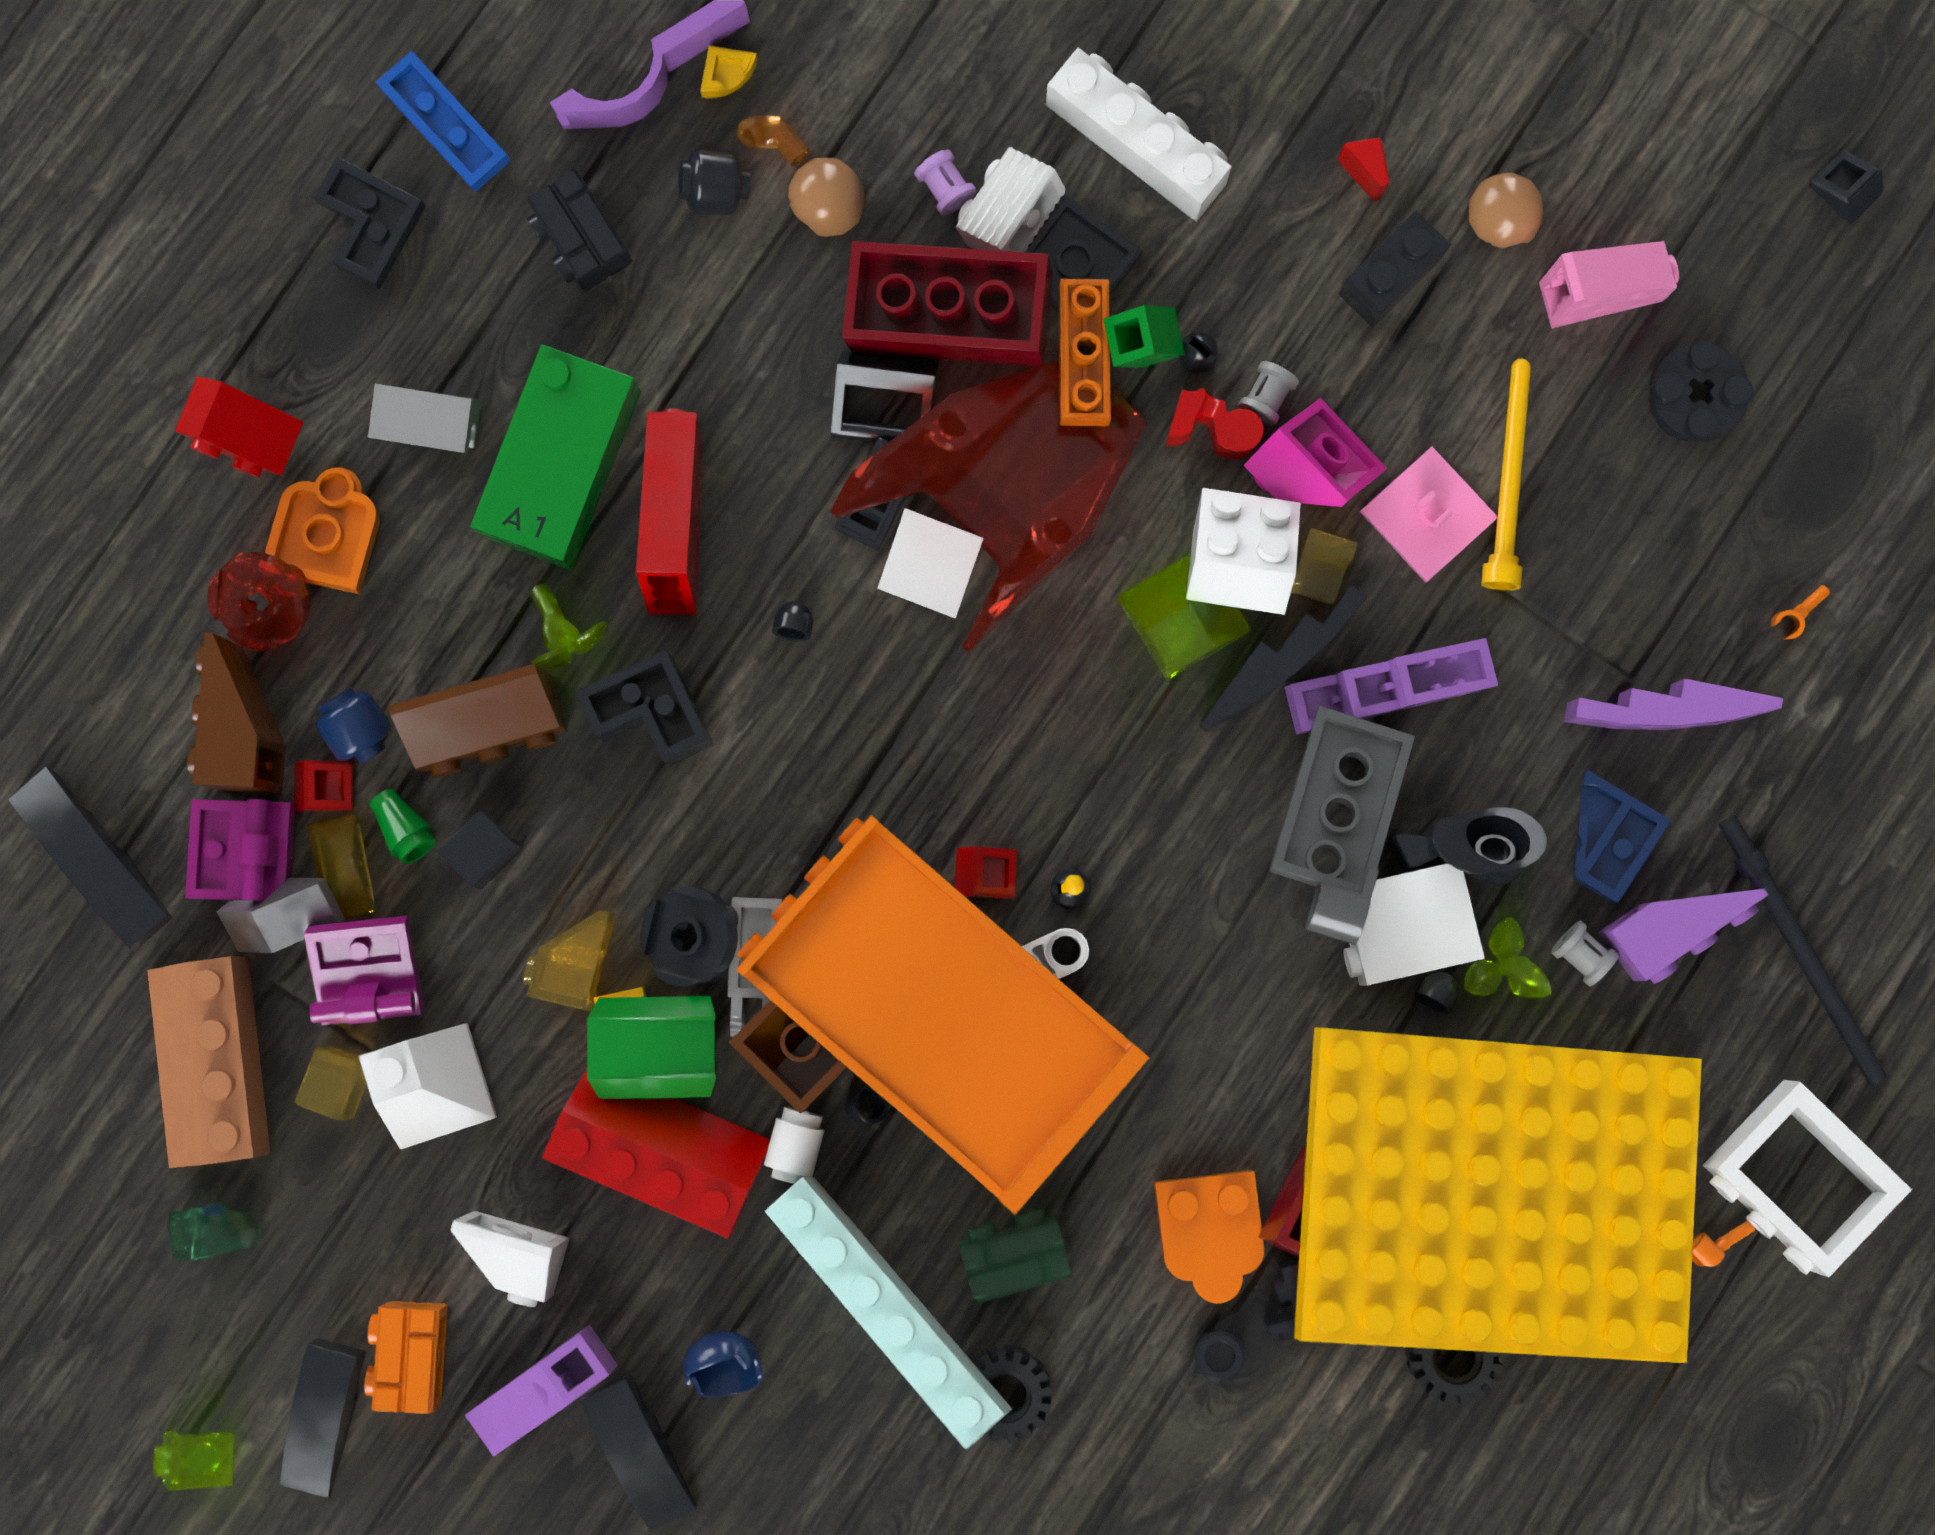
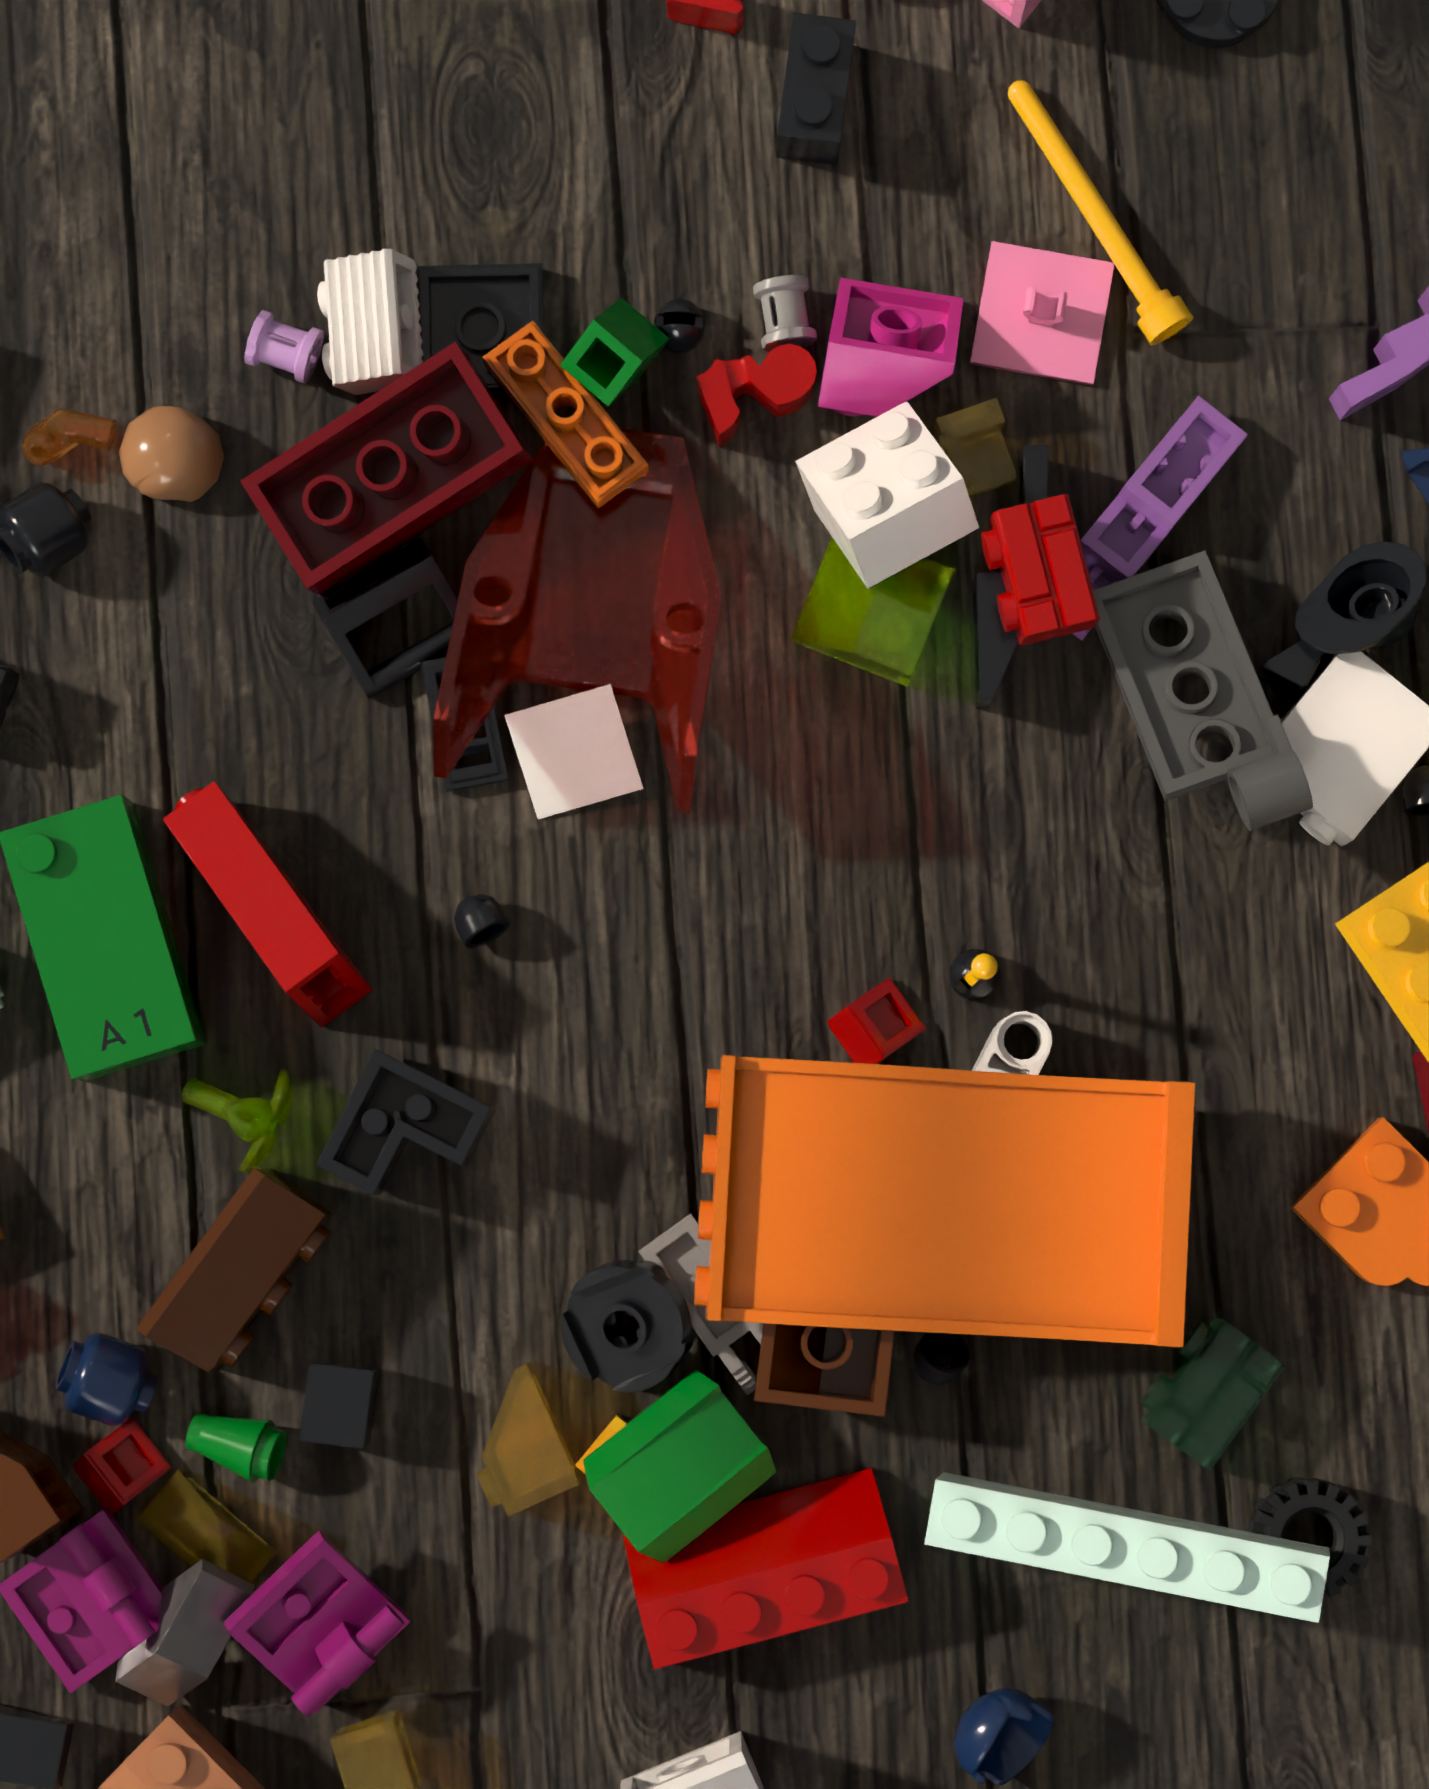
camera: 40 degrees left, 0 degrees up
(428, 1085) = (476, 1688): white slope -> none
(794, 1145) = (899, 1454): white brick -> none
(1138, 133) = (445, 146): white brick -> none
(1301, 669) = (1041, 570): none -> red brick

